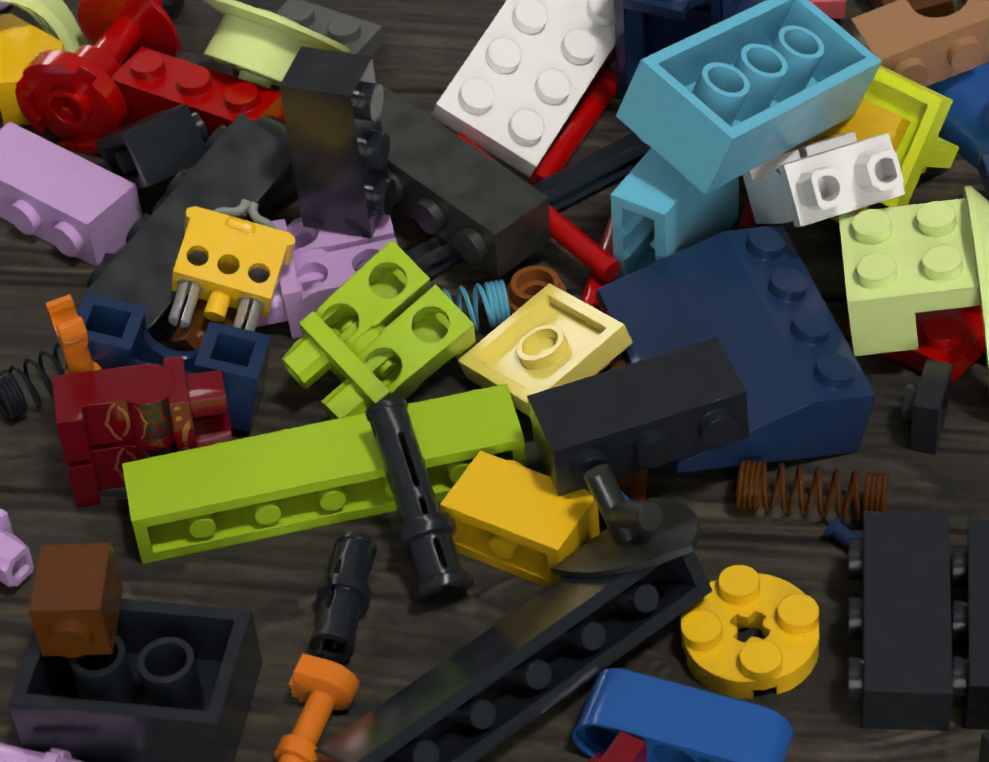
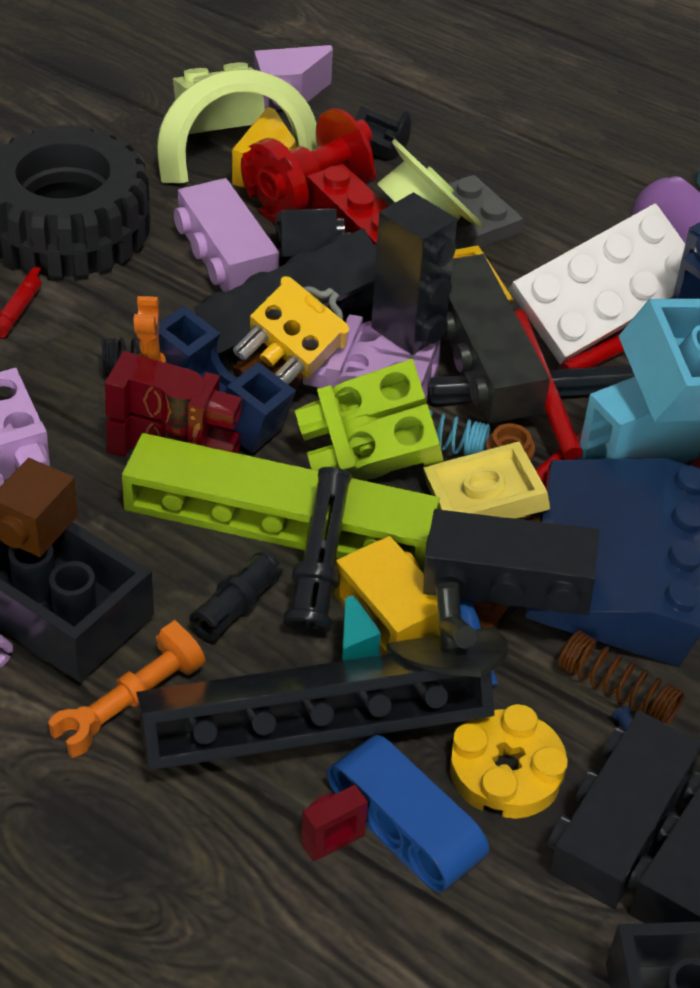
camera: 20 degrees right, 0 degrees up
(509, 574) = (360, 633): none -> teal slope

